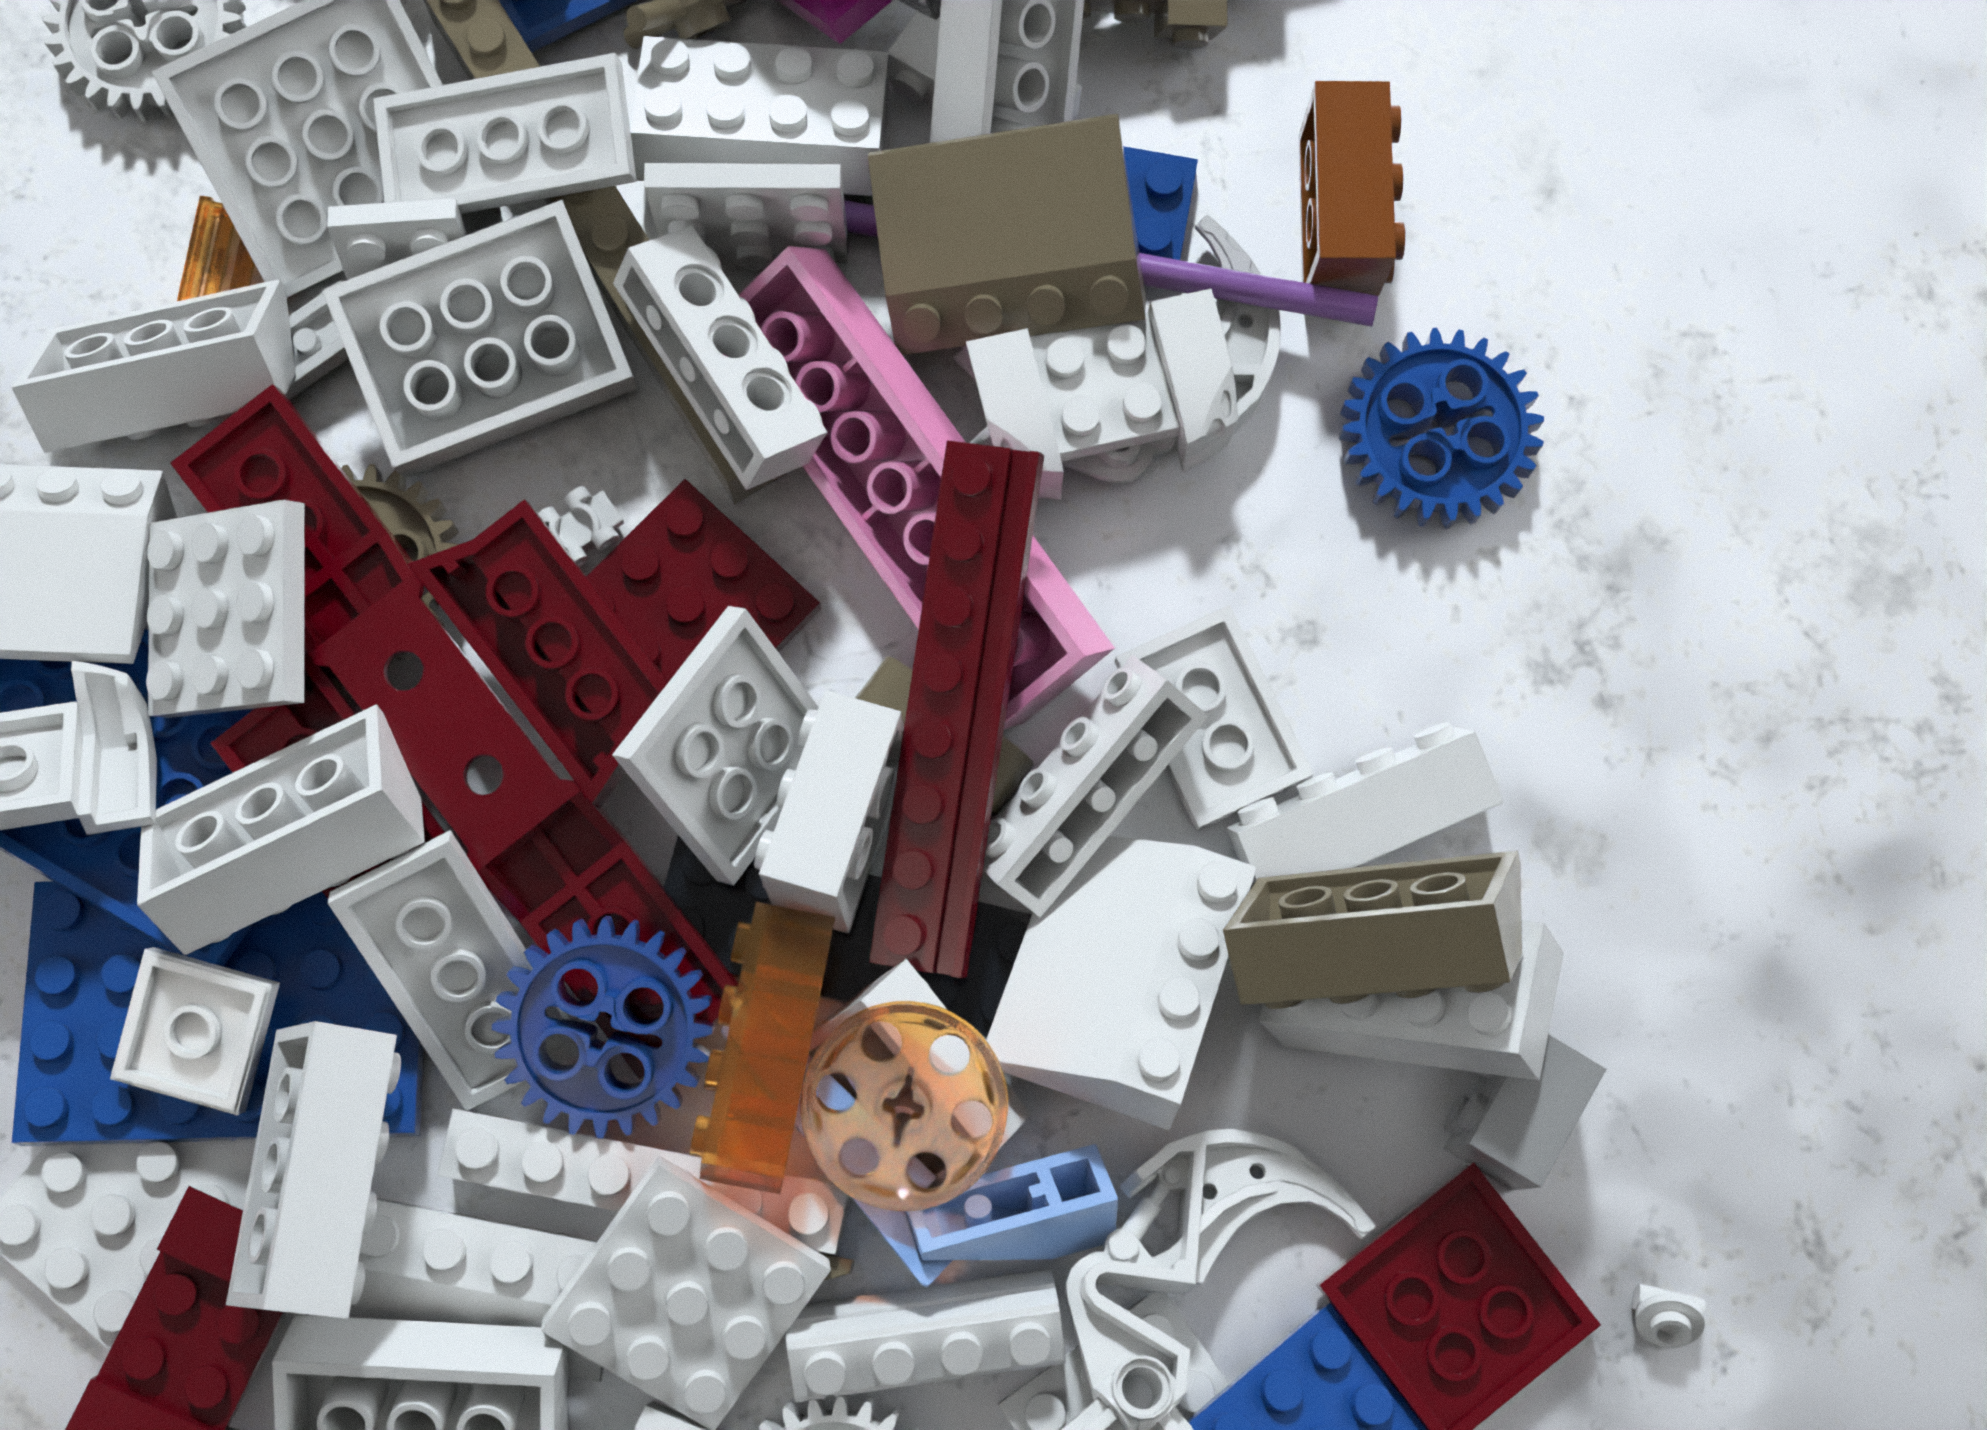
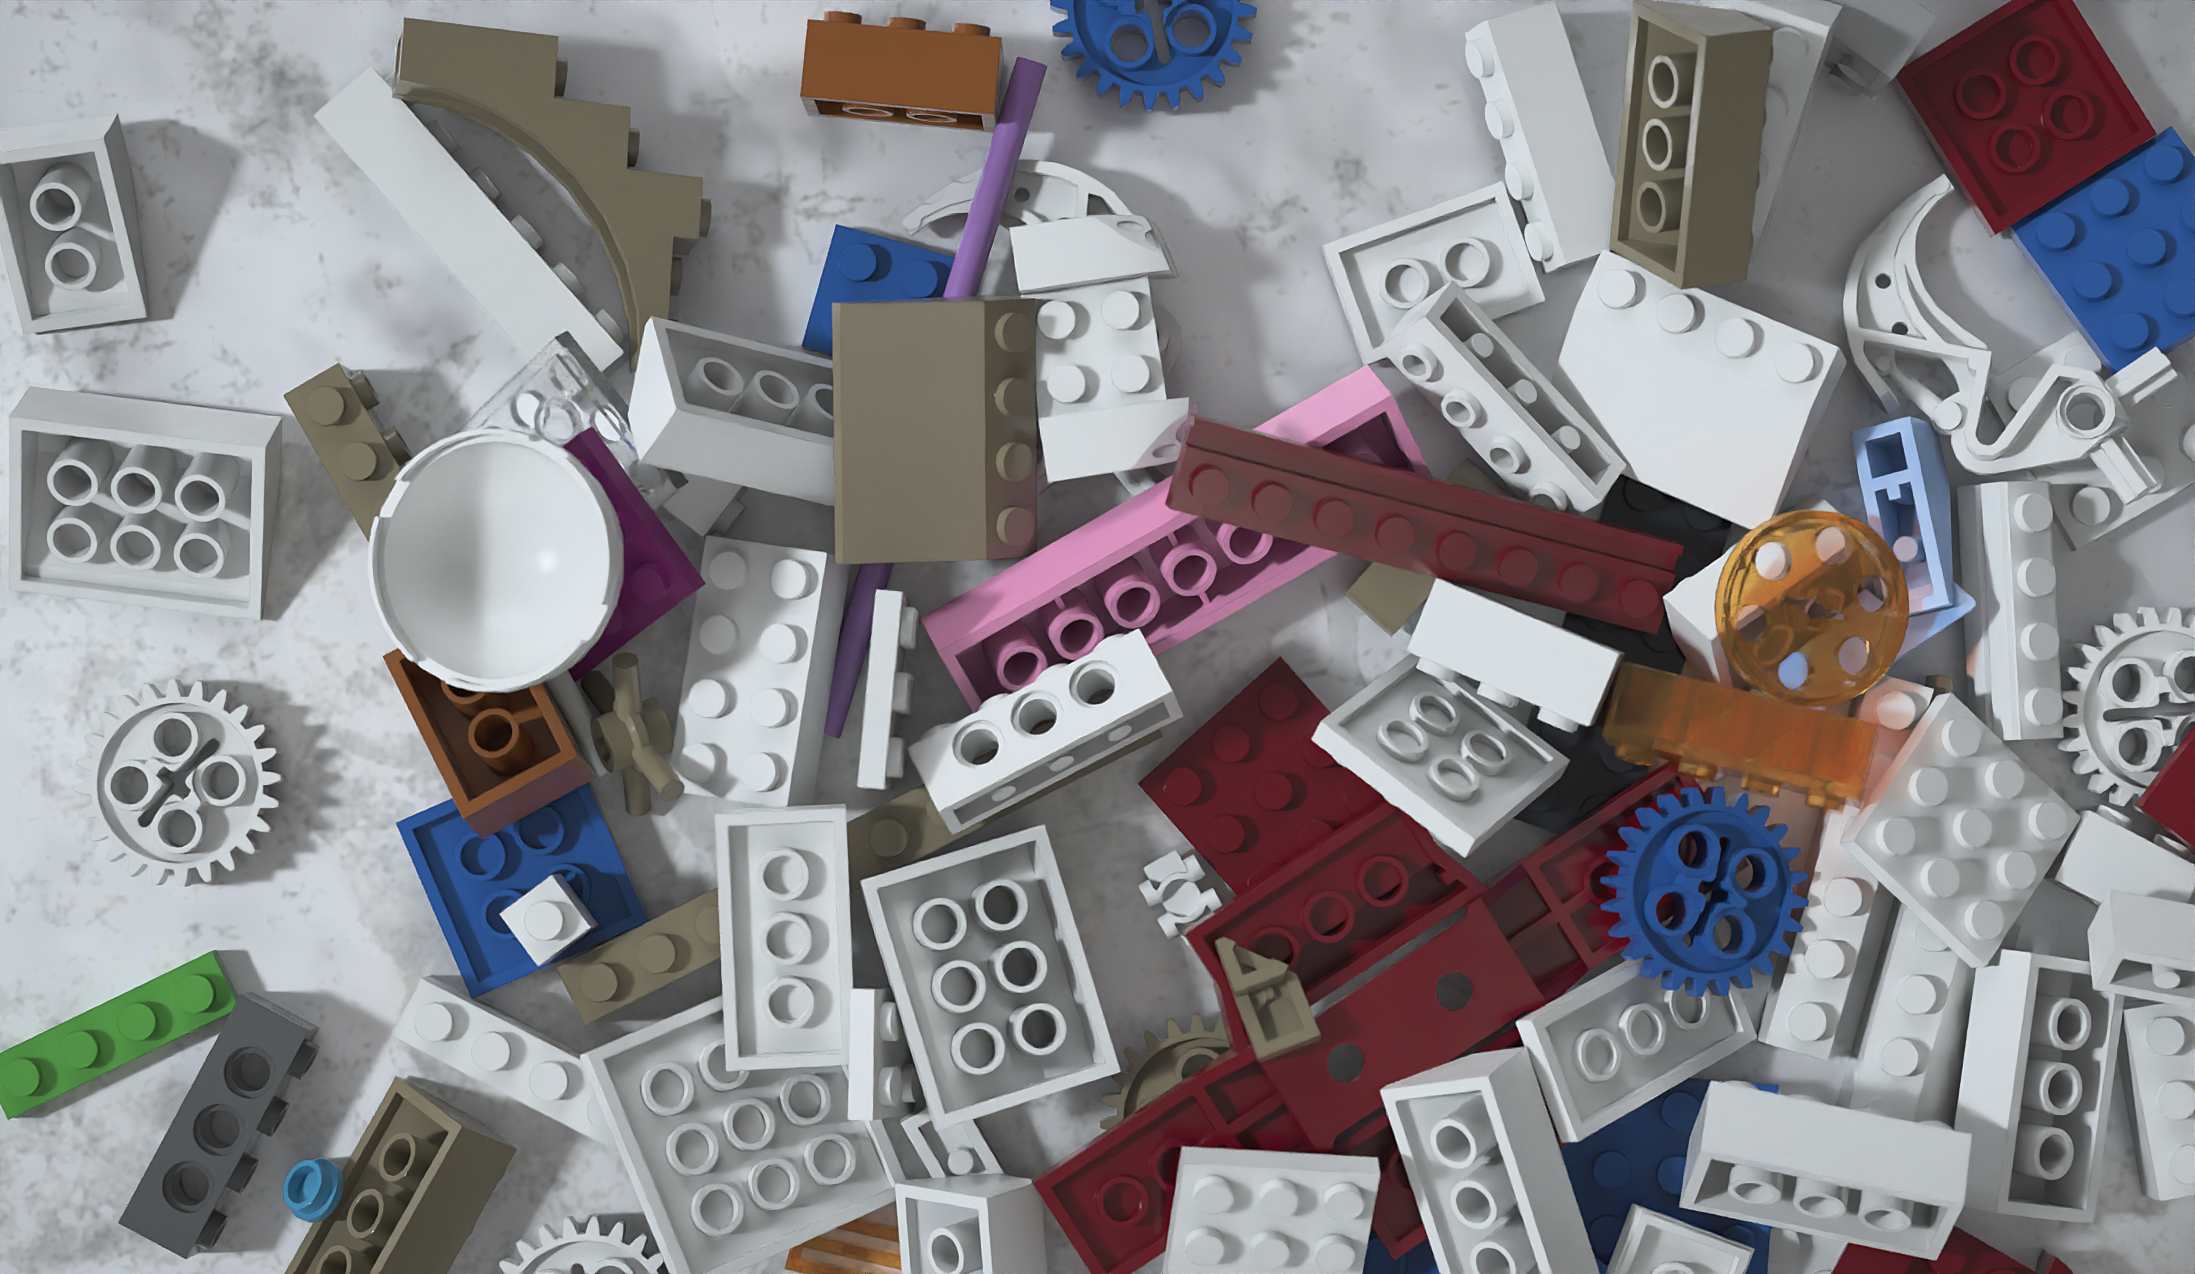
camera: 80 degrees left, 10 degrees up
(458, 583) = (1268, 1001): none -> dark tan slope

